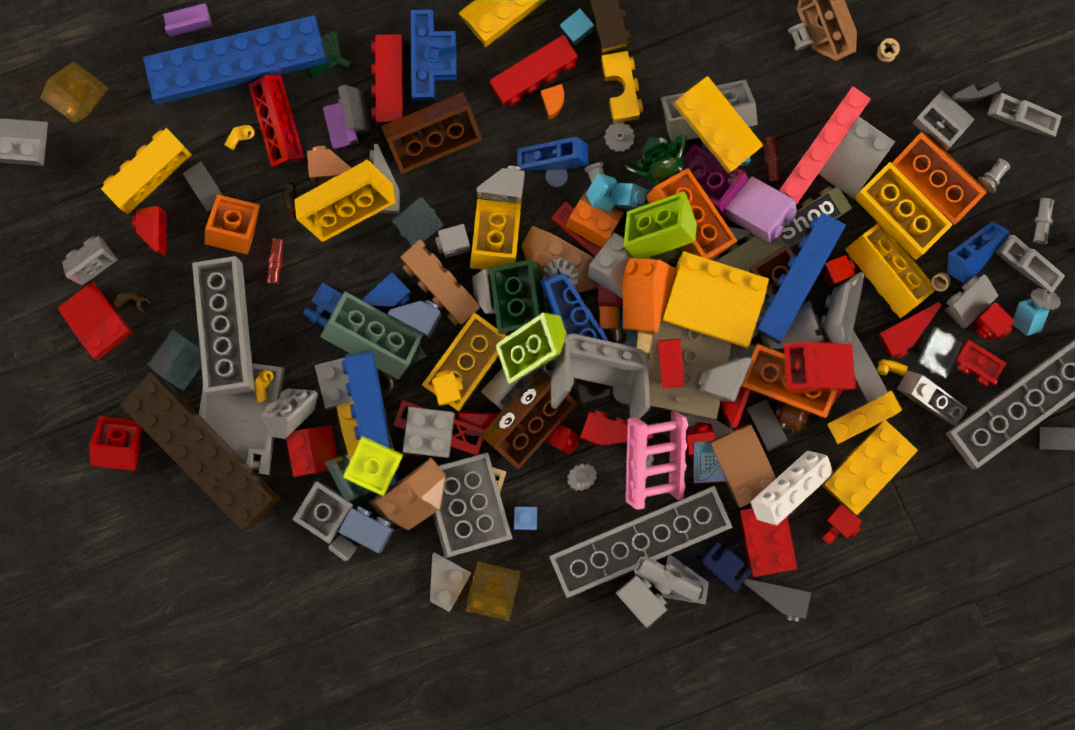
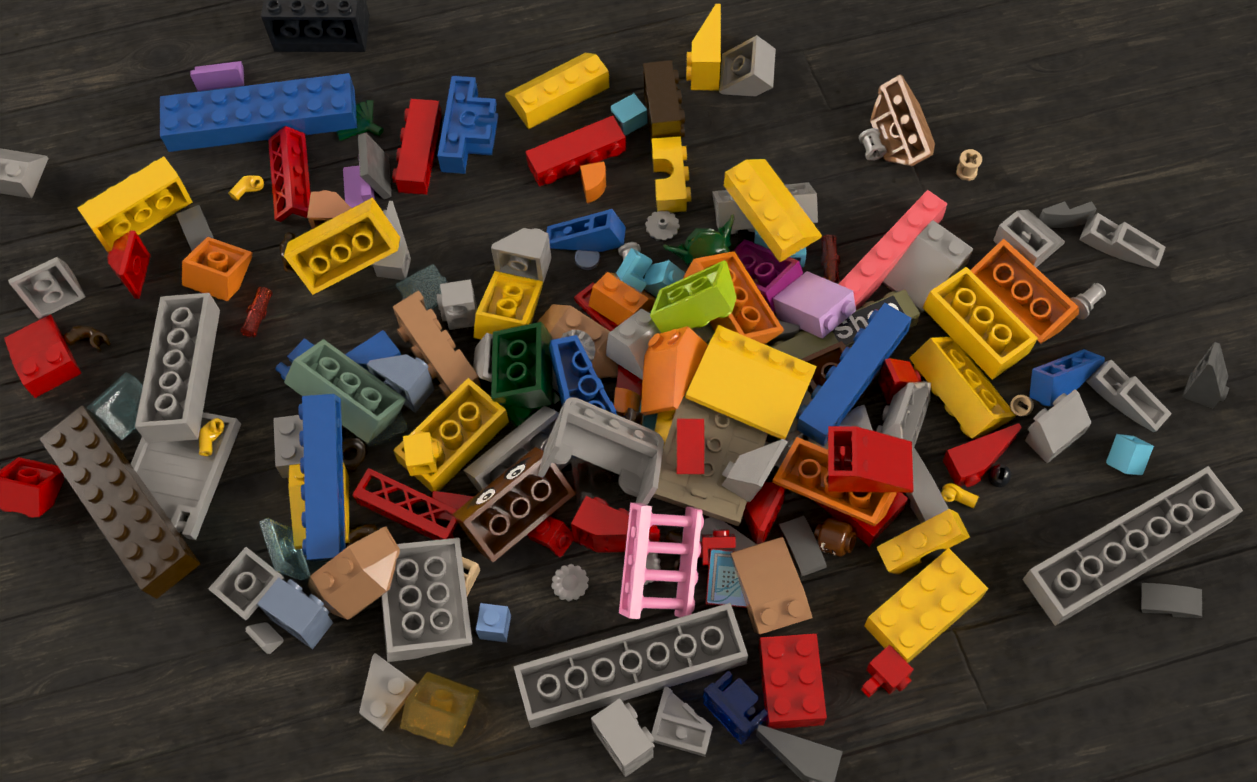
camera: 10 degrees right, 20 degrees down
(73, 92) = (80, 128): clear yellow slope -> none
(288, 411) = (232, 465): light grey slope -> none
(310, 450) = (243, 511): red slope -> none
(372, 466) = (313, 529): neon yellow tile -> none
(429, 432) = (390, 502): light grey brick -> none
(432, 133) = (453, 194): reddish brown brick -> none
(531, 346) = (525, 407): lime slope -> none
(667, 579) = (659, 710): light grey piece -> none
(791, 487) = (826, 614): white brick -> none
(931, 397) = (1005, 532): light grey slope -> none
(939, 352) = (1018, 483): clear light blue piece -> none
(979, 363) = (1067, 501): red bracket -> none
(993, 323) = (1084, 451): red brick -> none
(1043, 221) = (1145, 353): light grey pin -> none
(1045, 299) = (1148, 435): light grey piece -> none

